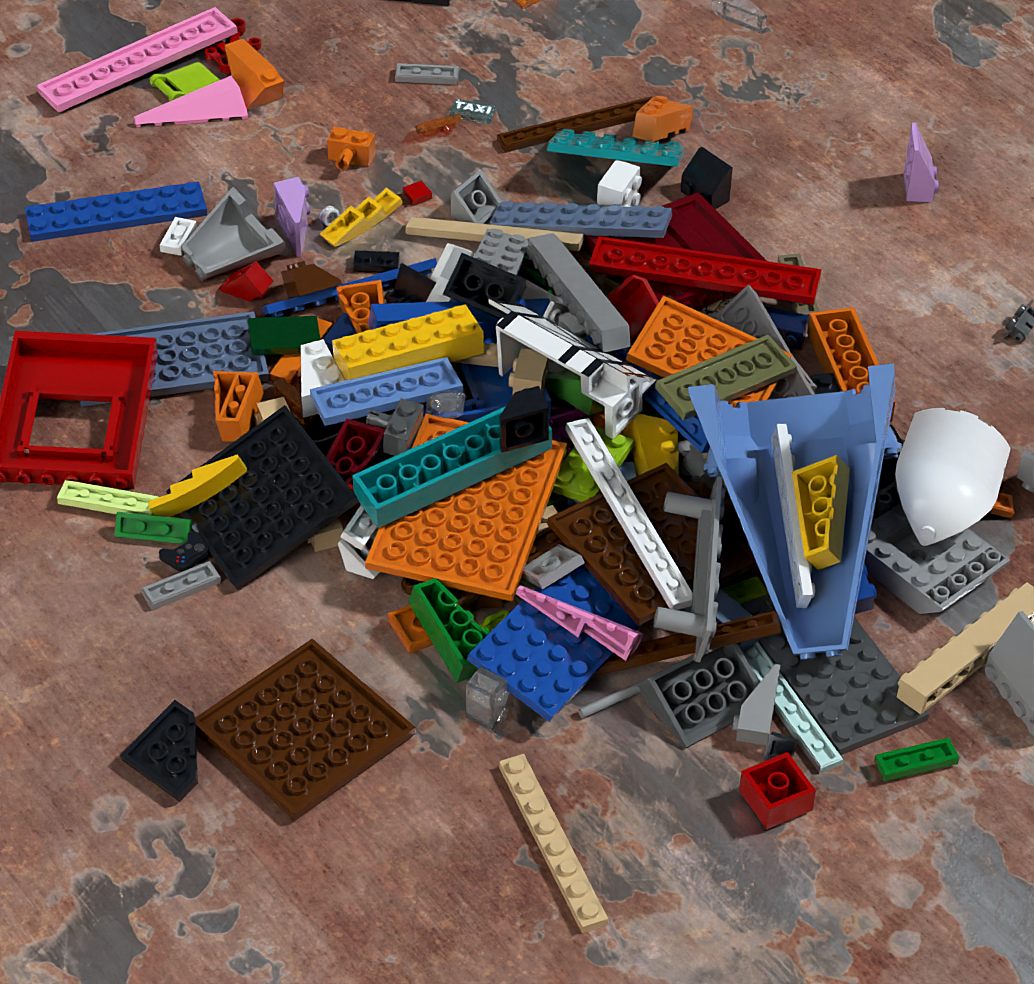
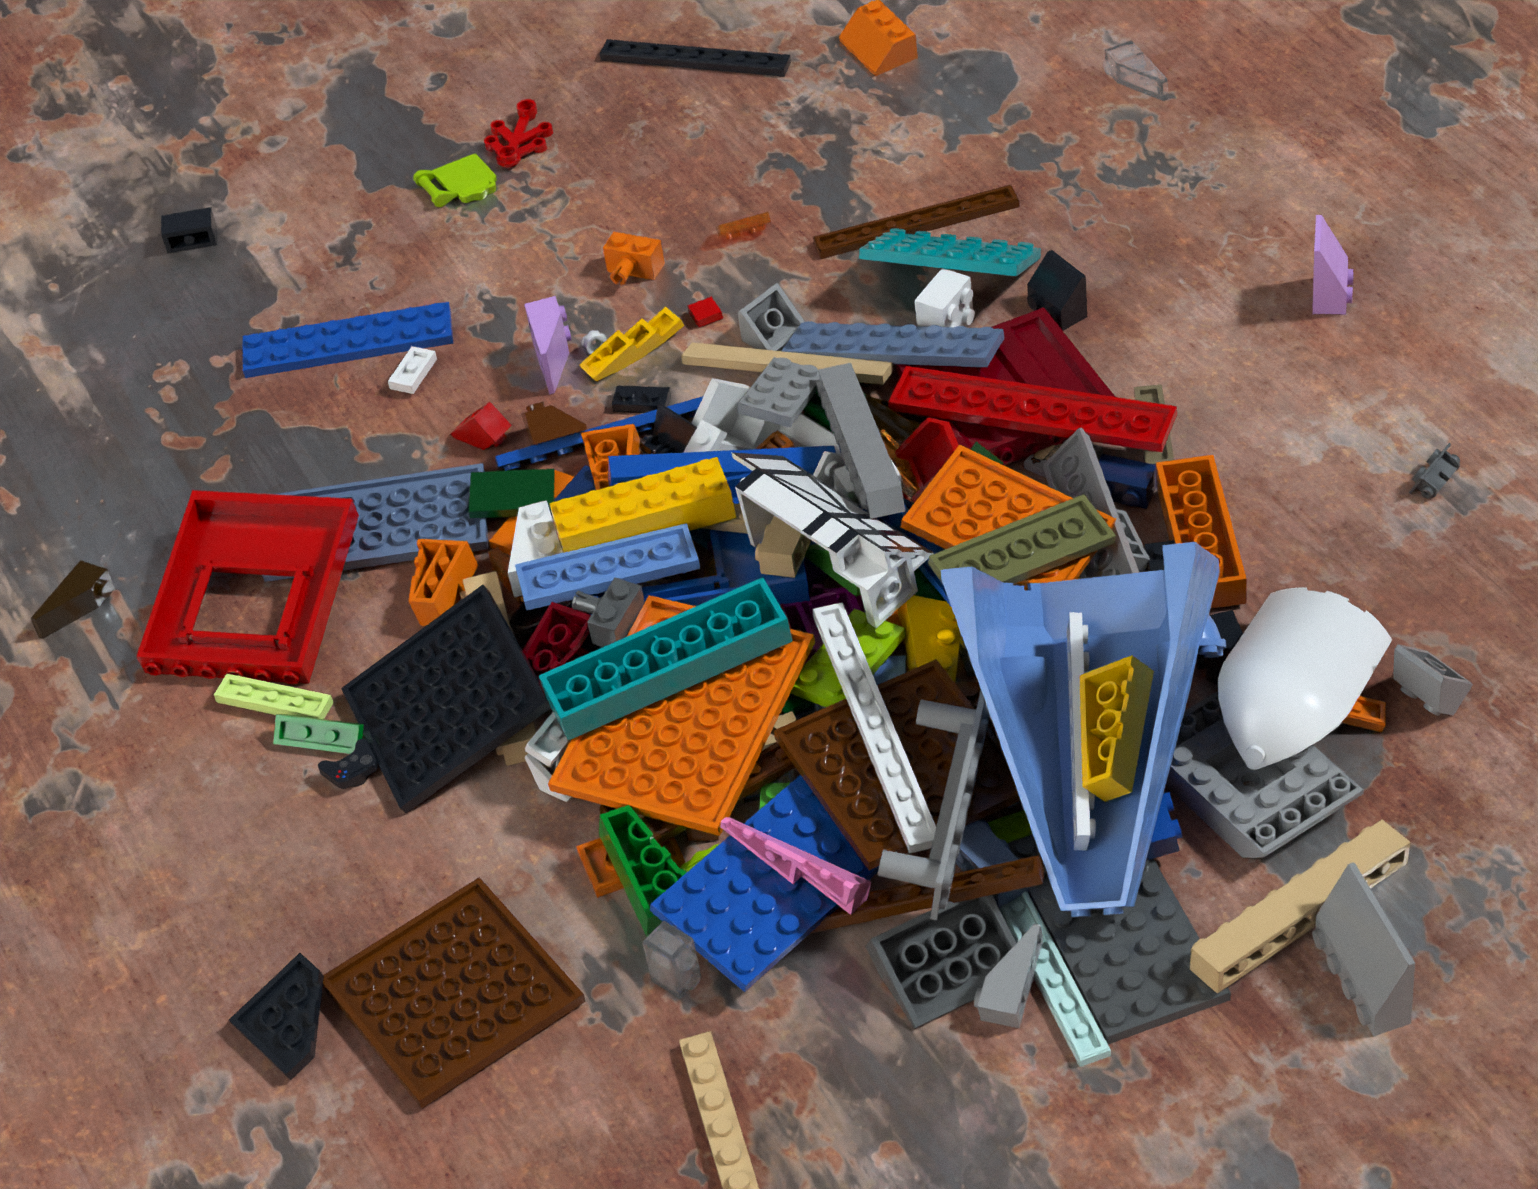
camera: 15 degrees right, 0 degrees up
(136, 59) = (402, 152): bright pink plate -> none
(181, 585) = (340, 806): light grey tile -> none
(205, 483) = (379, 682): yellow slope -> none
(213, 101) = (482, 202): bright pink wedge -> none
(229, 239) = (466, 373): light grey cone -> none
(253, 74) = (532, 170): orange wedge -> none
(427, 74) = (742, 162): light grey tile -> none
(446, 404) = (674, 583): clear hat -> none
(473, 111) = (789, 207): clear light blue tile -> none
(477, 282) = (748, 429): black slope -> none
(524, 420) = (745, 609): black slope -> none
(551, 566) = (772, 792): light grey tile -> none
(609, 700) = (828, 964): light grey bar -> none
(661, 117) = (1012, 212): orange wedge -> none
(777, 790) = (1015, 1090): red brick -> none
(778, 745) = (1030, 1034): black tile -> none
(916, 759) = (1204, 1052): green plate -> none

